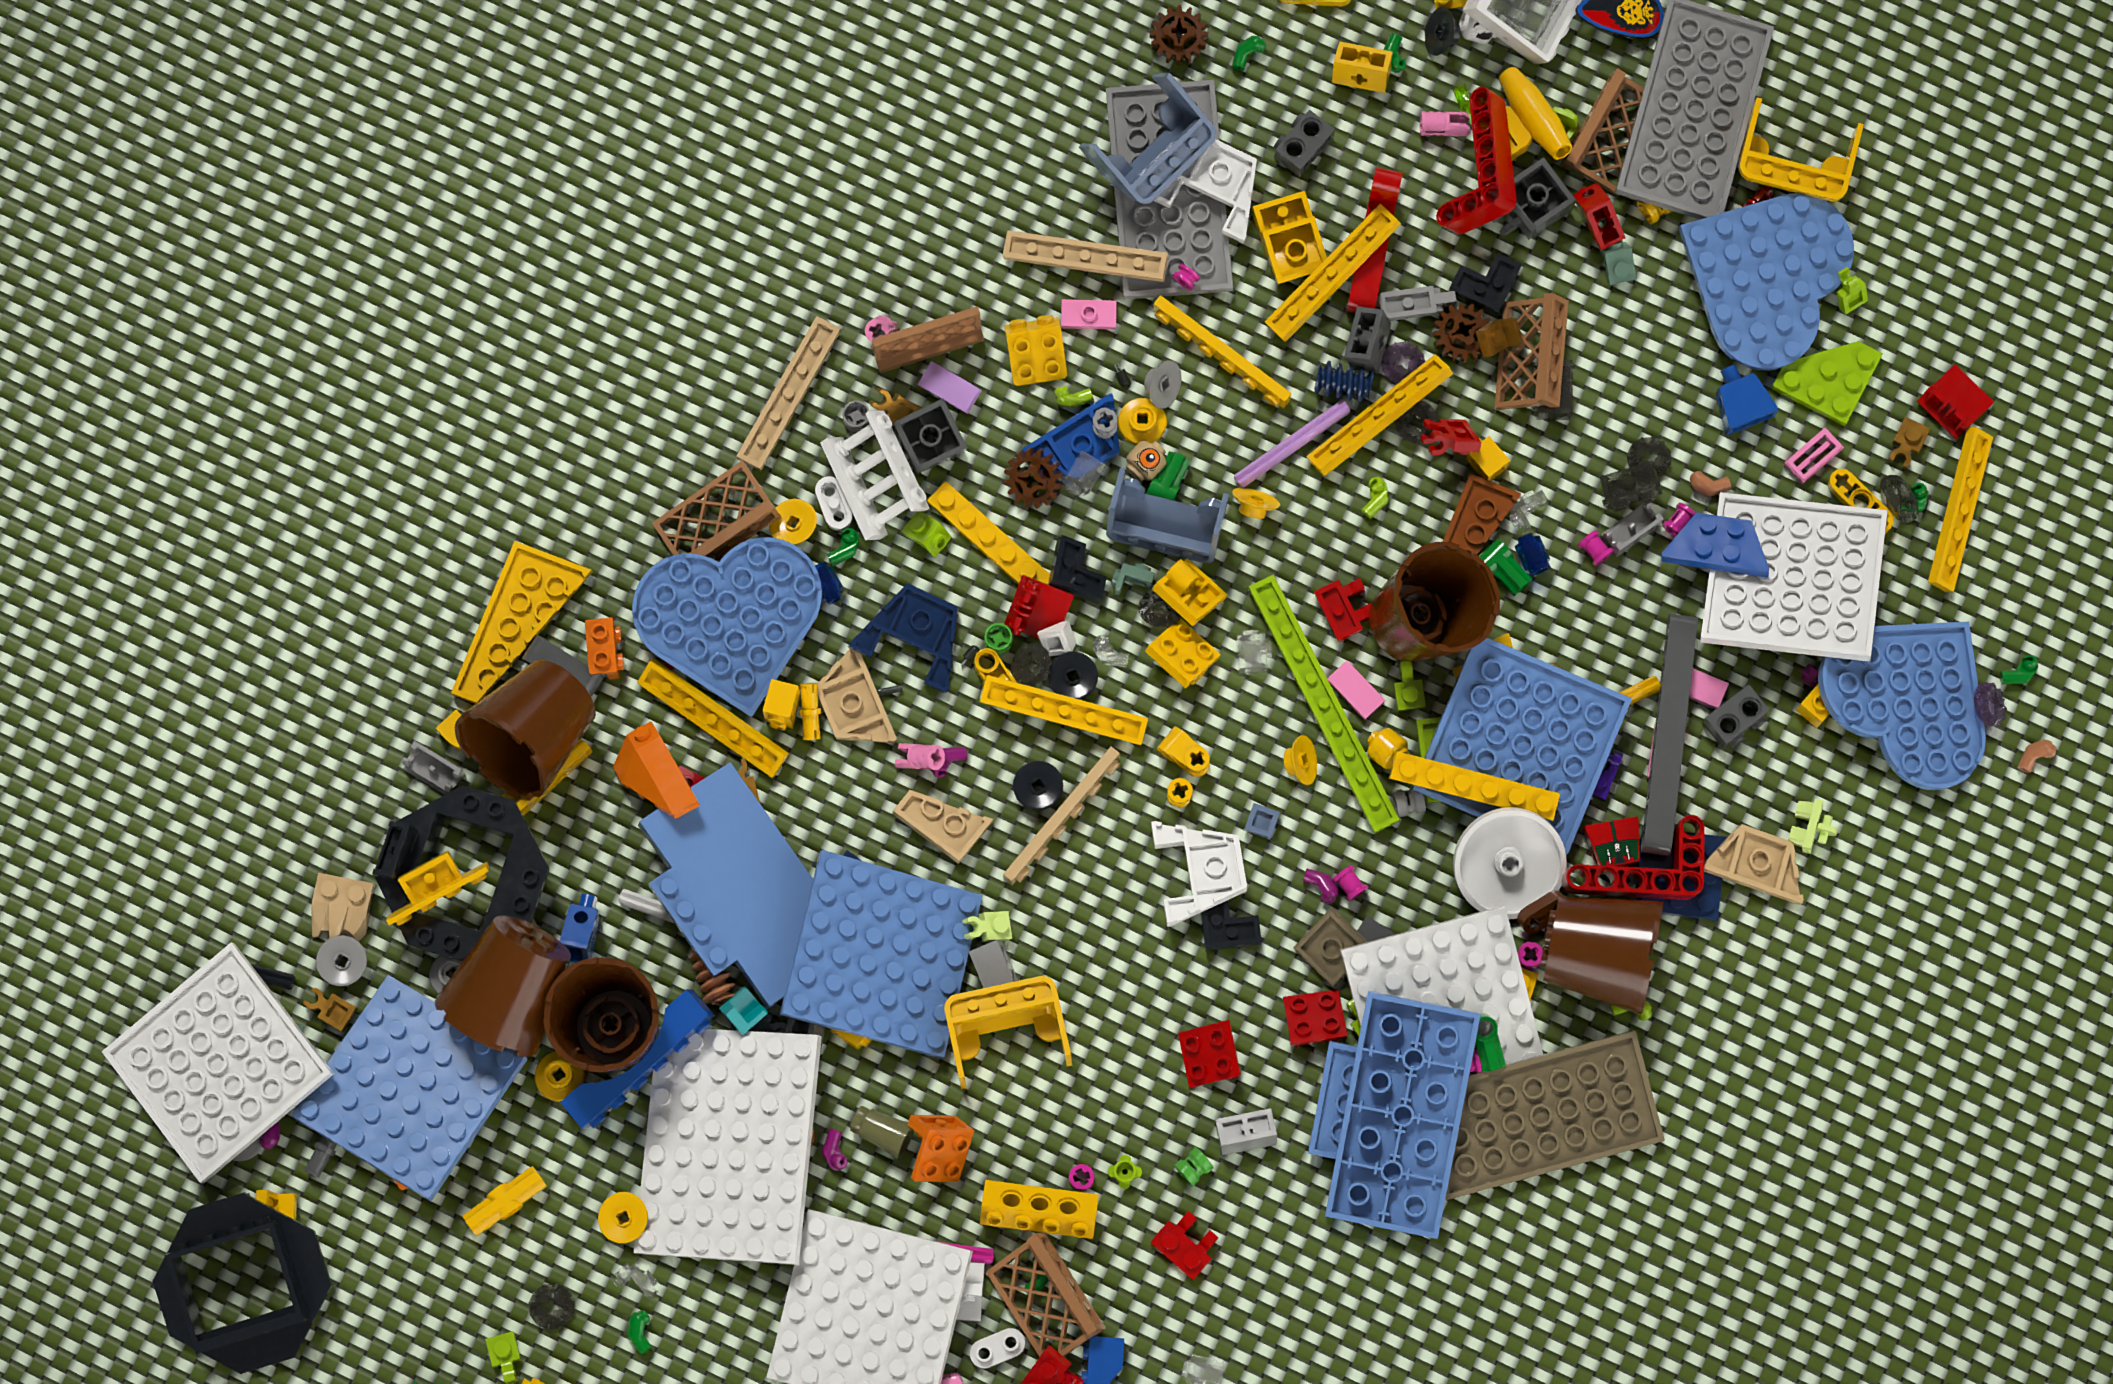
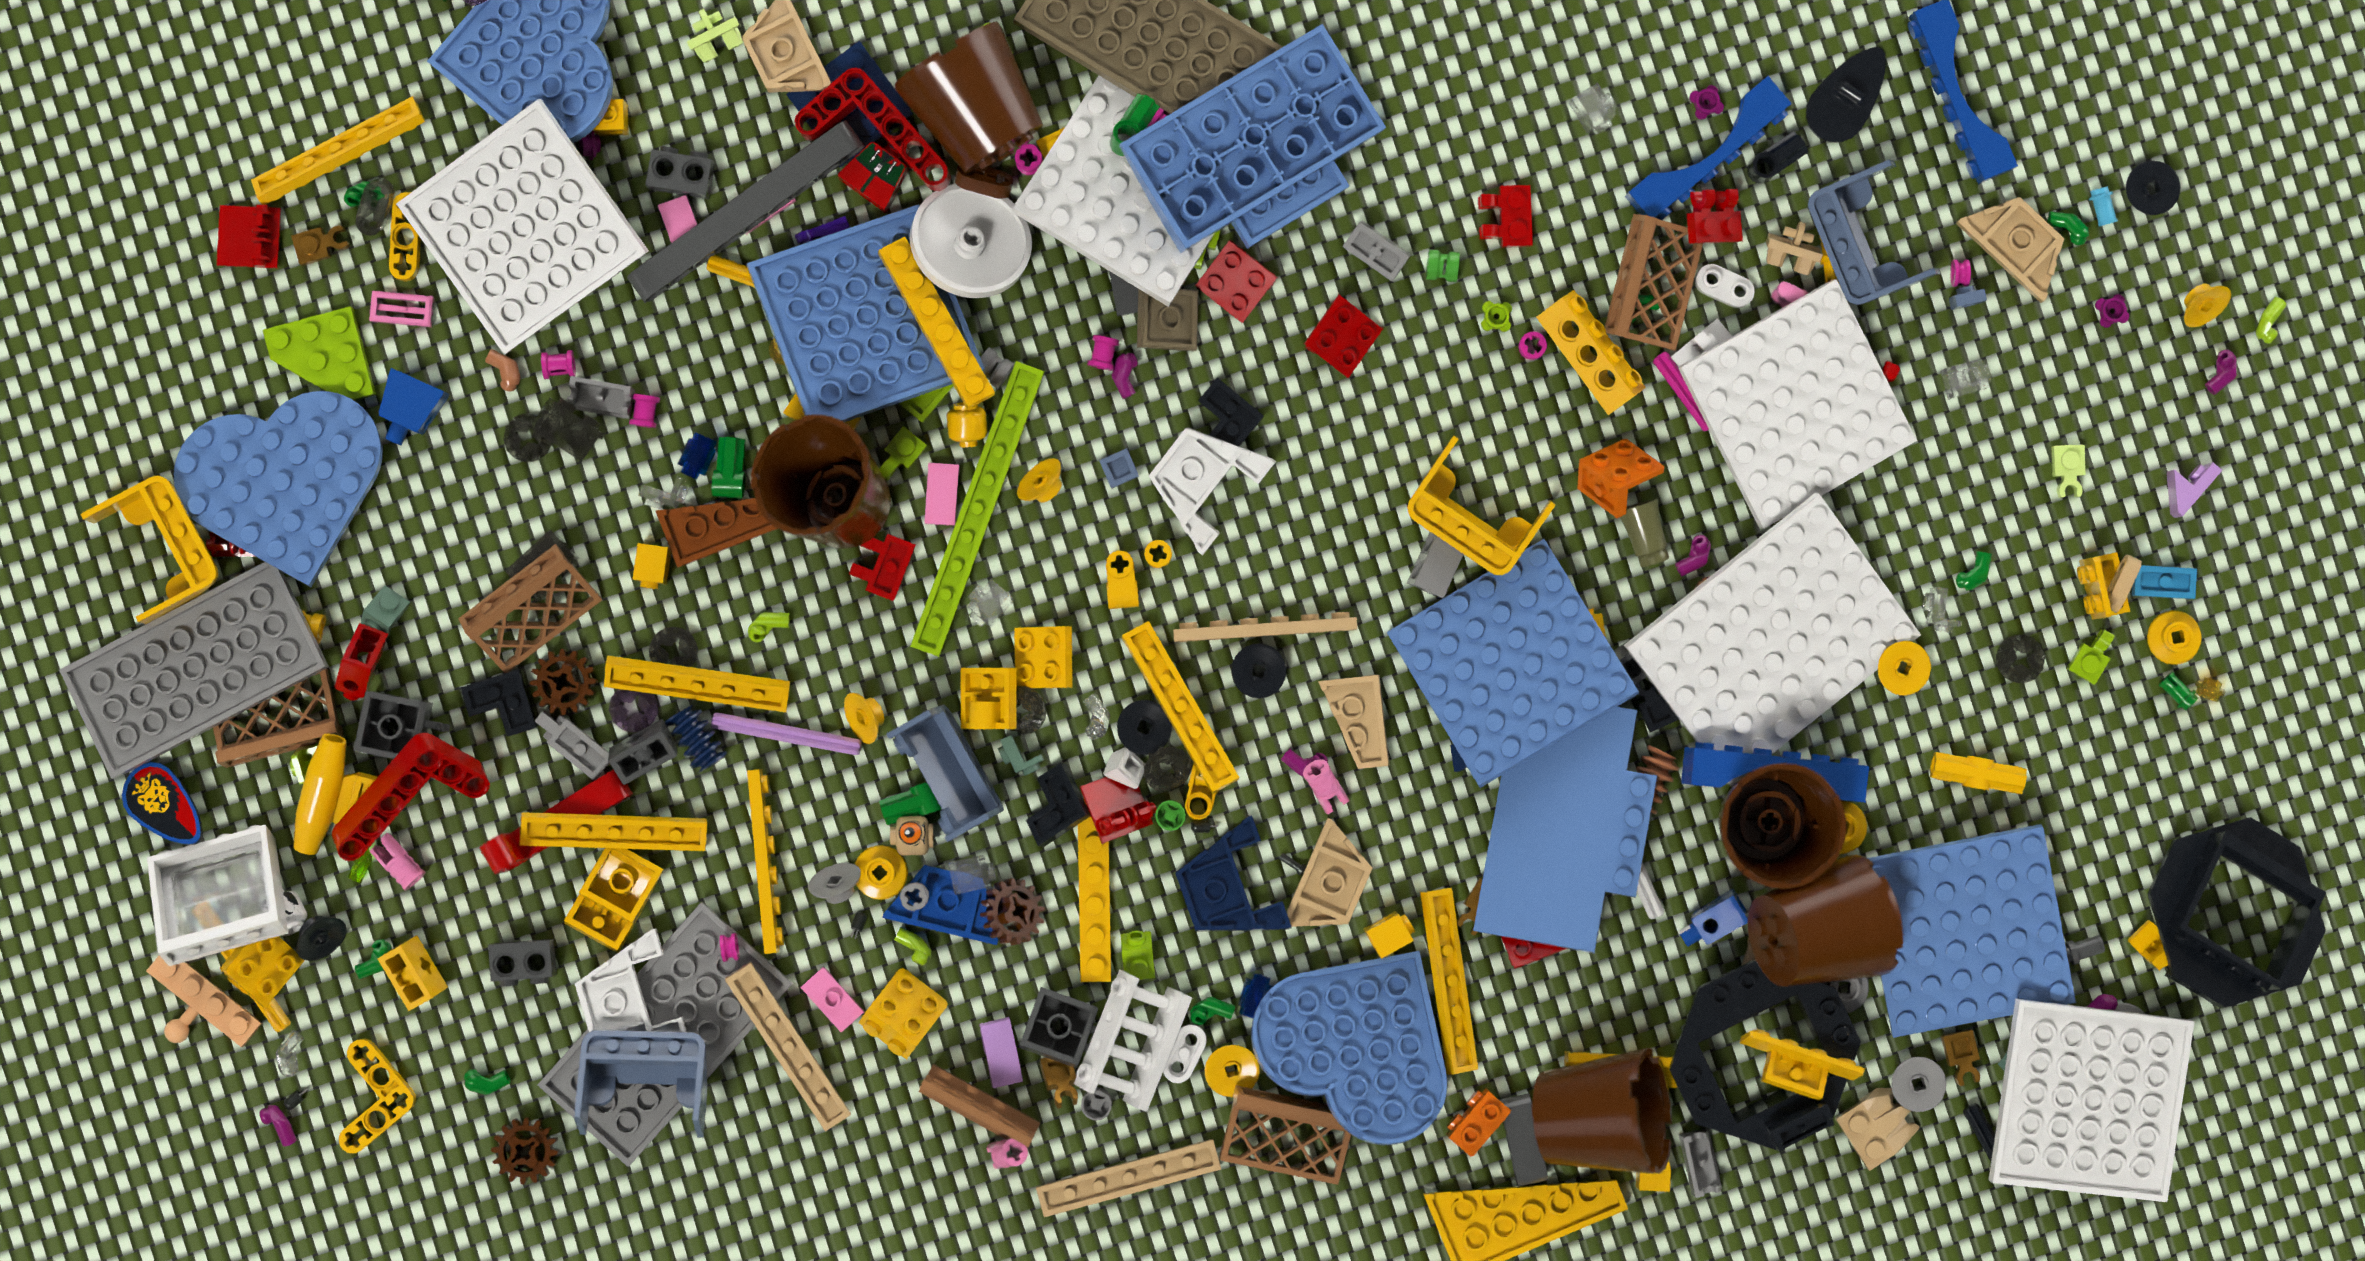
camera: 135 degrees left, 10 degrees up
(651, 771) = (1542, 980): orange wedge -> none
(743, 1010) = (1659, 727): teal panel -> none
(810, 711) = (1370, 908): yellow pin -> none
(990, 925) = (1406, 601): yellowish green plate -> none
(1452, 434) = (660, 609): red plate -> none
(1498, 336) = (541, 649): pearl gold bracket -> none
(1718, 545) = (552, 310): blue wing -> none
(1852, 293) = (233, 400): lime plate -> none

